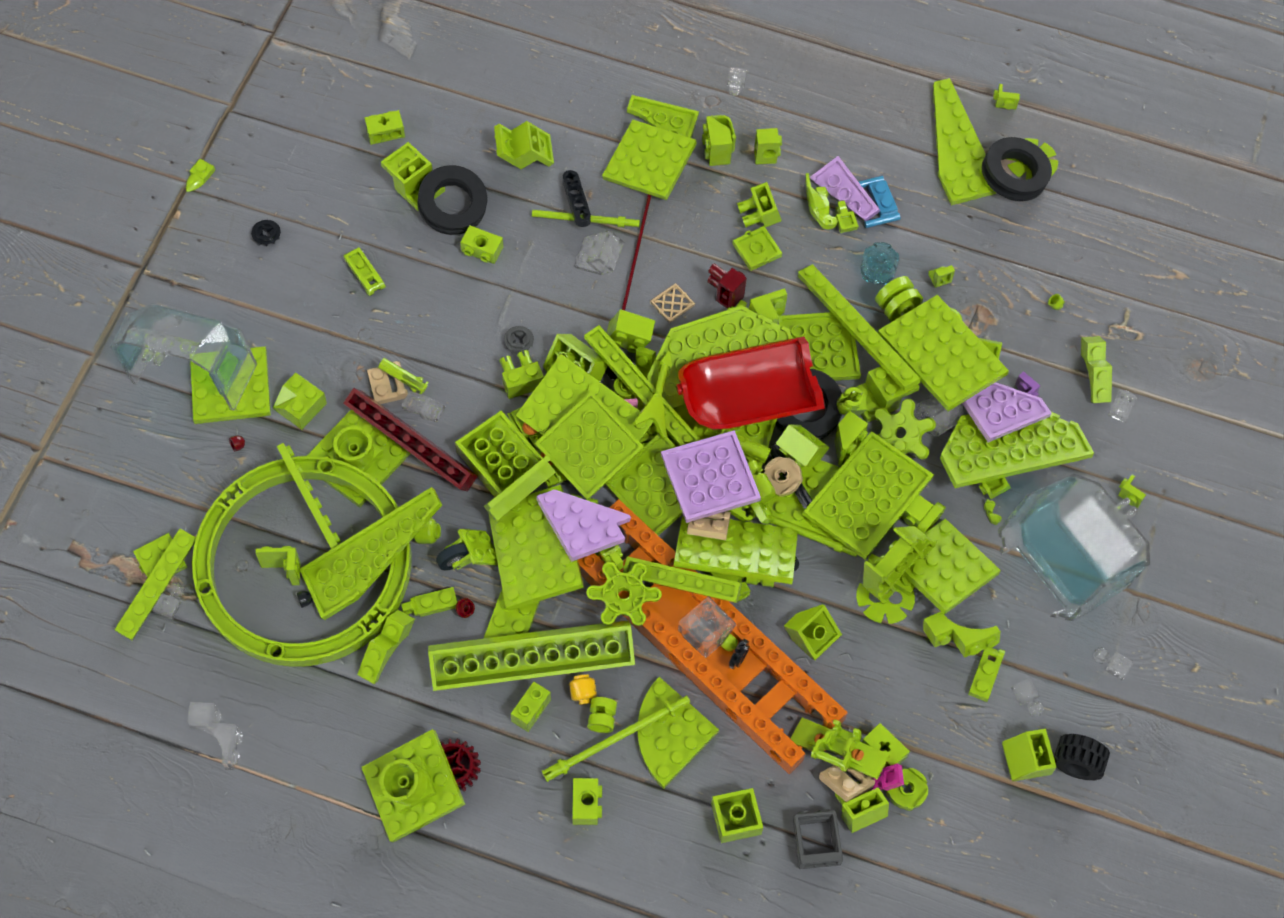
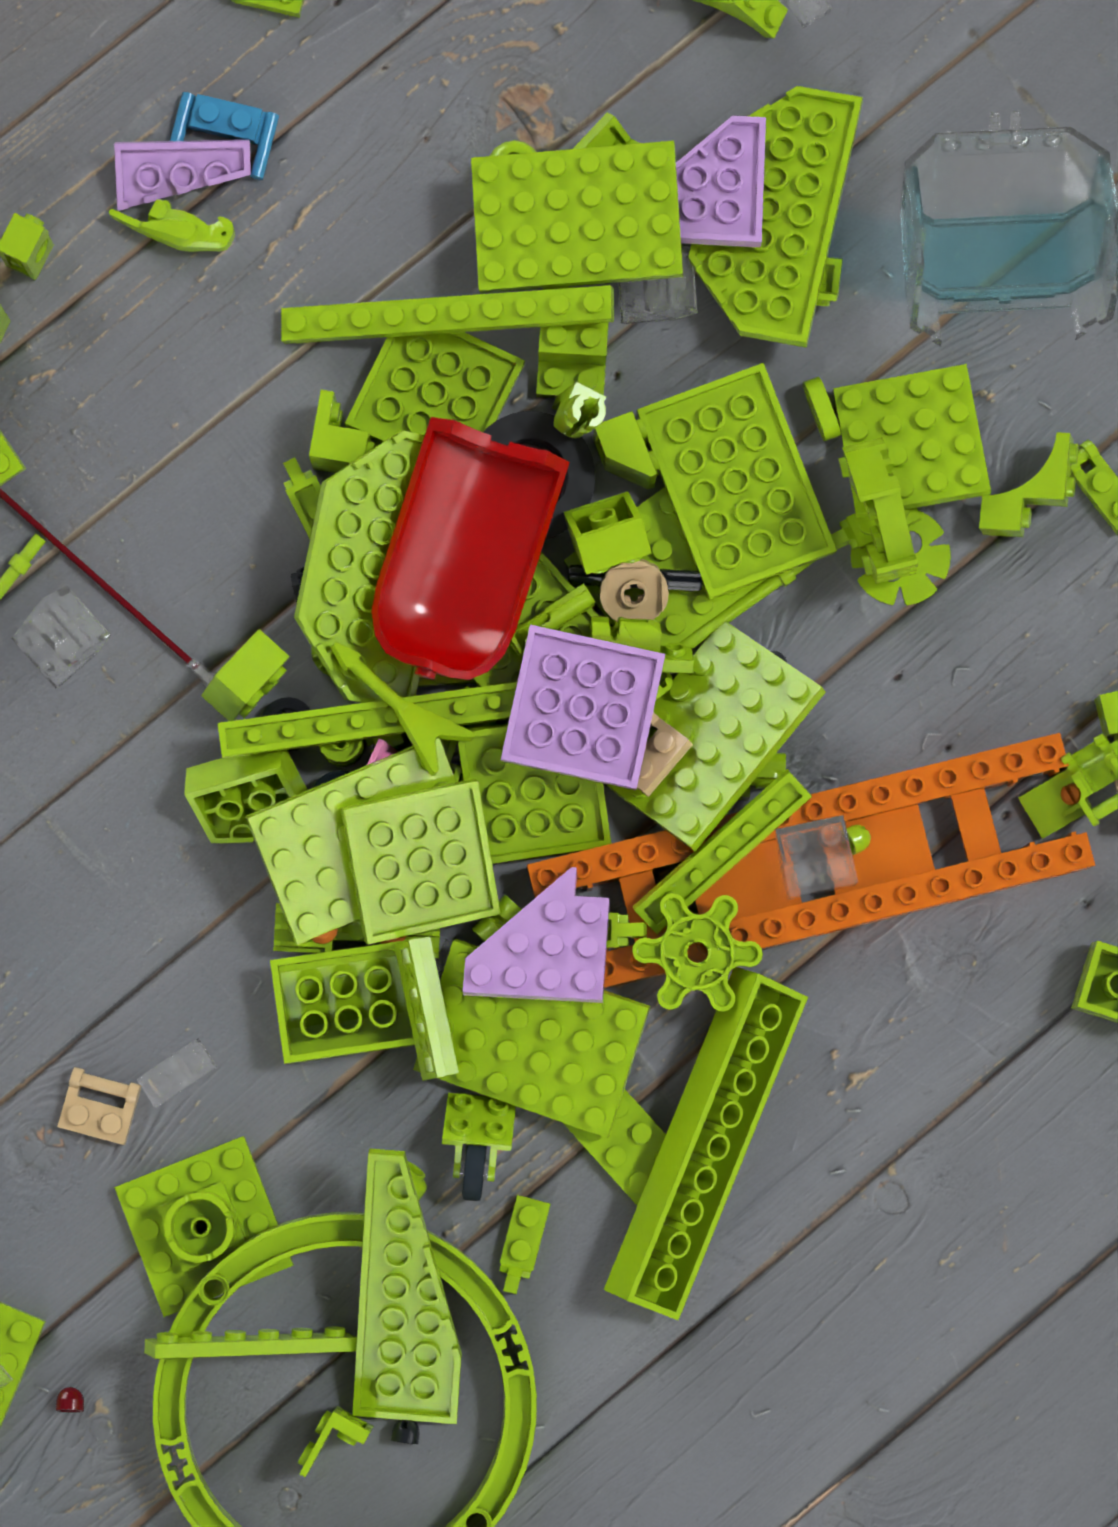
camera: 60 degrees left, 20 degrees up
(299, 401) = (54, 1266): lime slope -> none
(382, 647) = (558, 1350): lime arch -> none
(404, 376) = (107, 1077): lime piece -> none
(410, 439) = (229, 1128): dark red brick -> none
(413, 785) = (807, 1428): lime piece -> none
(456, 758) = (790, 1327): dark red gear -> none
(465, 607) = (563, 1196): dark red plate -> none
(520, 332) = (130, 843): dark grey gear -> none
(522, 379) = (224, 889): lime brick -> none
(530, 706) = (780, 1187): lime brick -> none
(564, 765) = (896, 1189): lime bar -> none
(582, 689) = (796, 1094): yellow head -> none
(583, 789) = (949, 1182): lime brick -> none
(602, 715) = (864, 1095): lime wheel -> none
(644, 359) = (310, 684): lime bracket -> none
(666, 293) = (213, 544): tan window -> none
(671, 741) = (930, 1003): lime plate -> none
(729, 285) = (251, 467): dark red brick -> none
(739, 654) = (888, 836): black gear -> none
(757, 248) = (200, 377): lime plate -> none
(764, 202) = (132, 315): lime brick -> none
(813, 630) = (899, 700): lime slope -> none
(846, 220) = (234, 203): lime plate -> none
(879, 263) = (348, 185): clear light blue brick -> none
(898, 298) = (433, 217): lime wheel -> none
(914, 429) = (649, 345): lime plate -> none
(917, 511) = (803, 423): lime brick -> none
(941, 275) = (422, 122): lime bracket -> none
(993, 518) = (849, 309): lime piece -> none
(1027, 384) = (689, 118): medium lavender bracket -> none
(1130, 492) = (957, 88): lime bracket -> none

